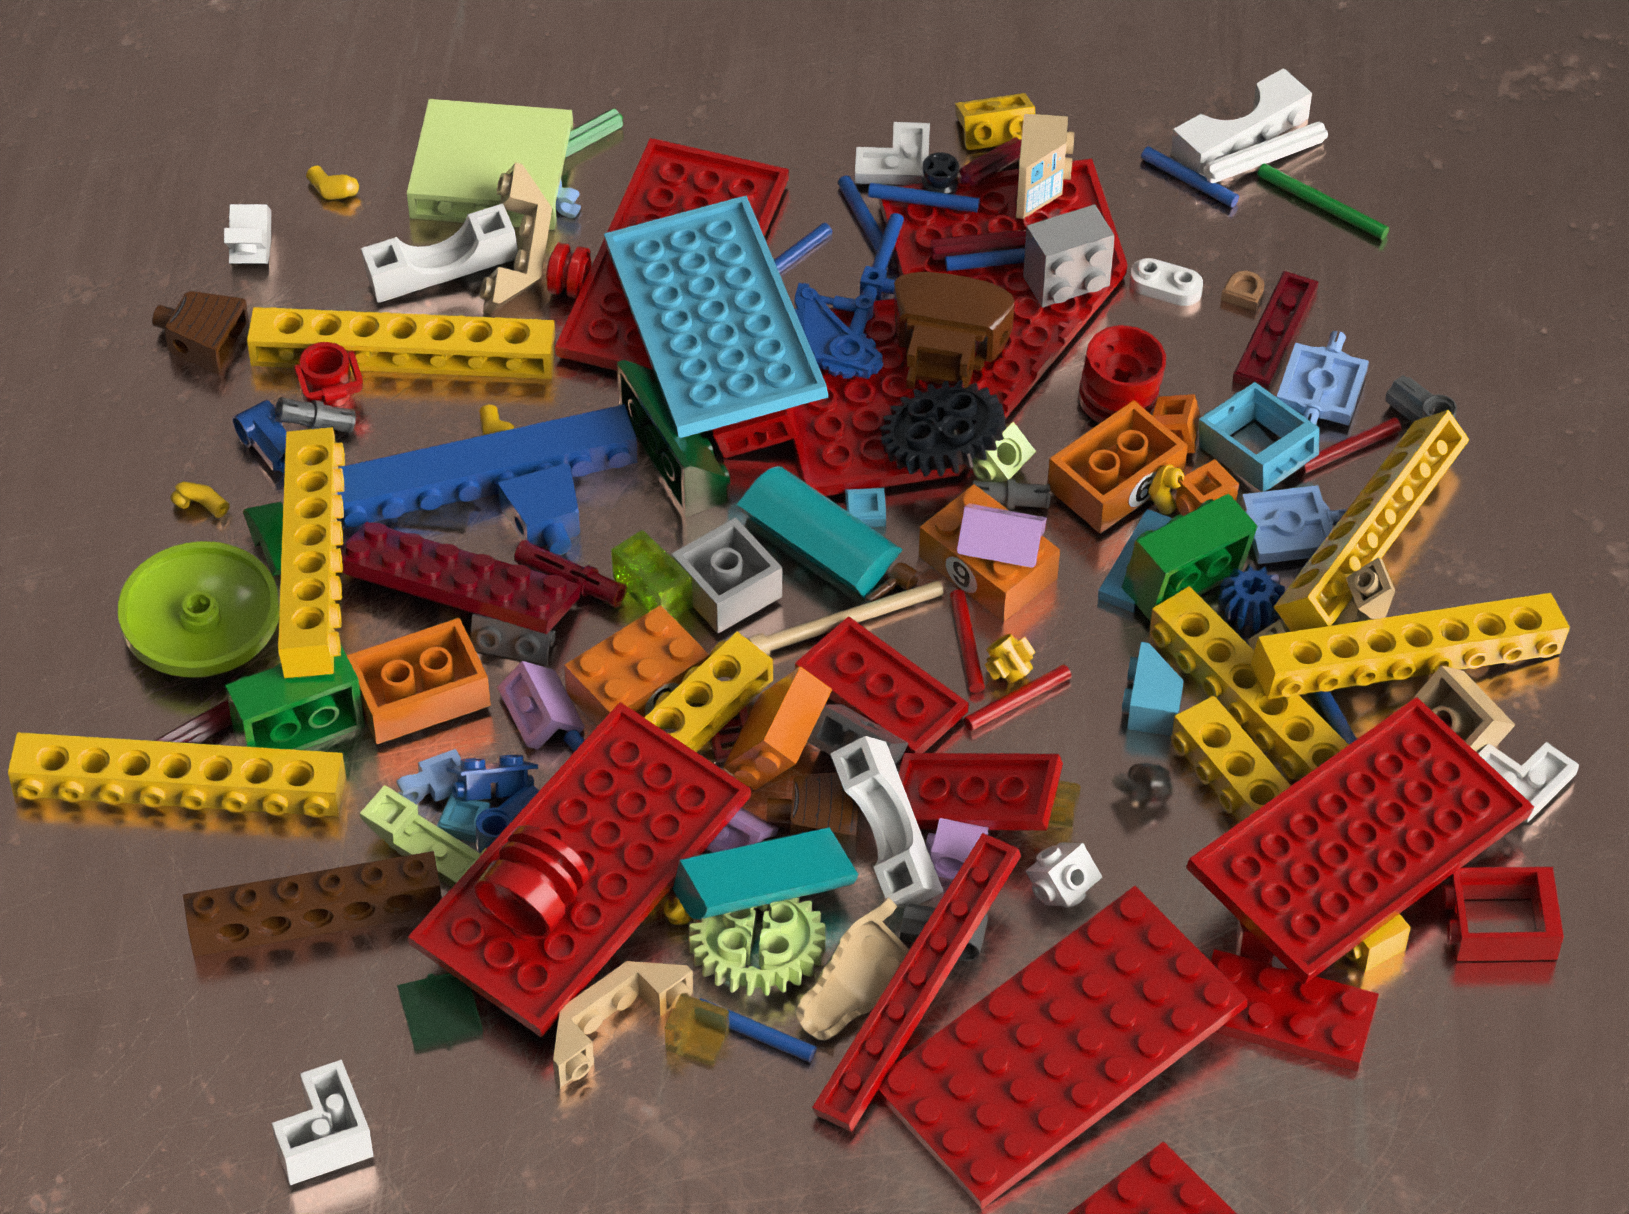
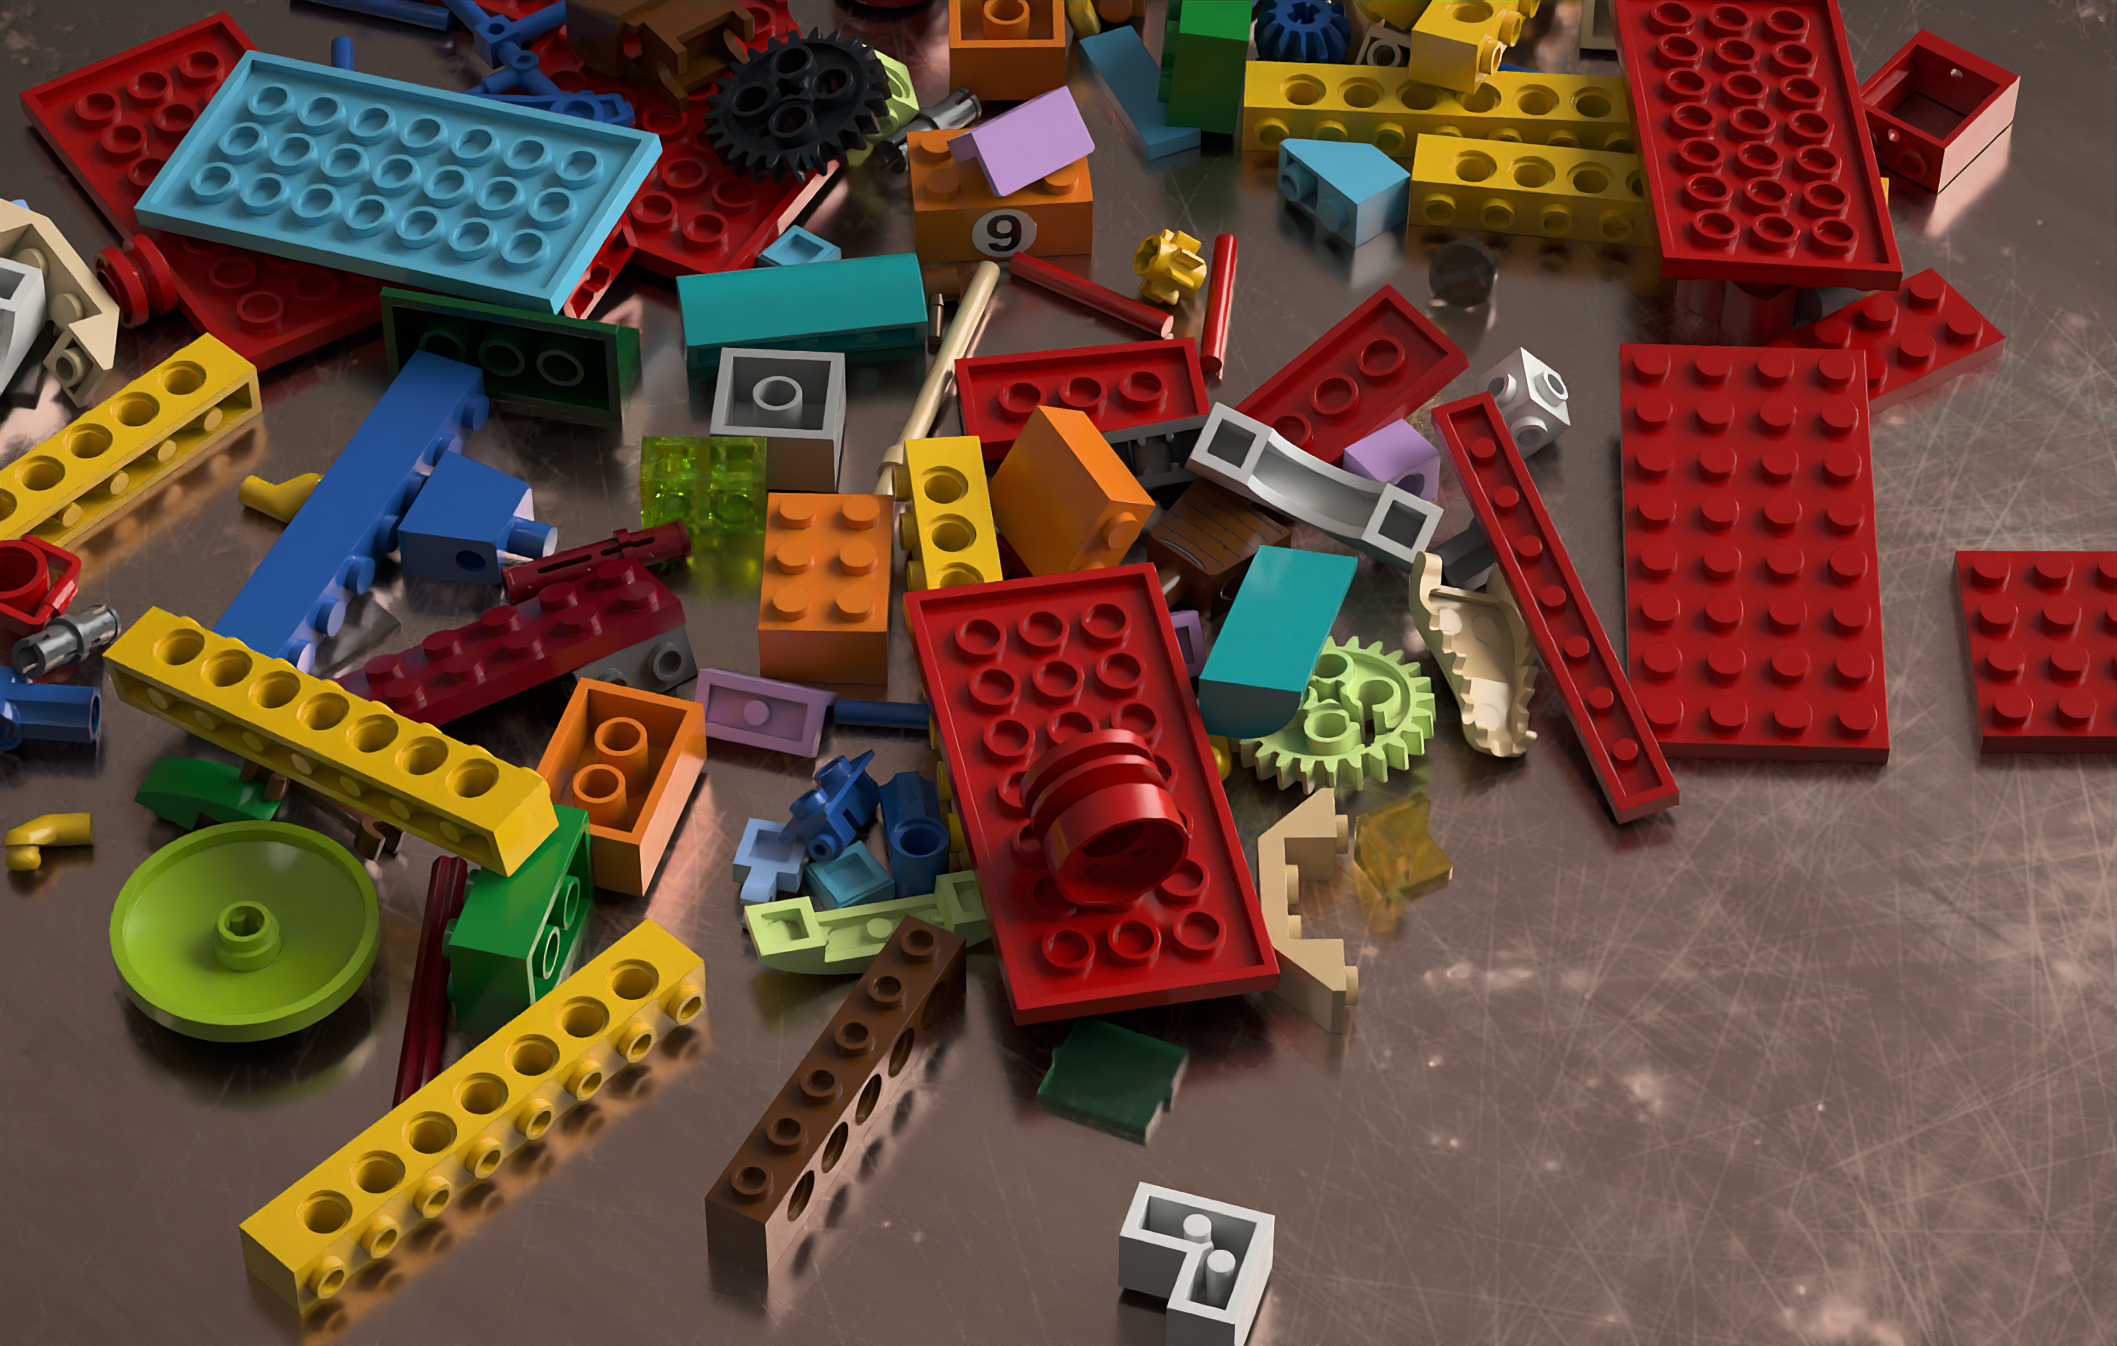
camera: 50 degrees left, 5 degrees down
(770, 1036) = (1483, 791): blue bar -> none

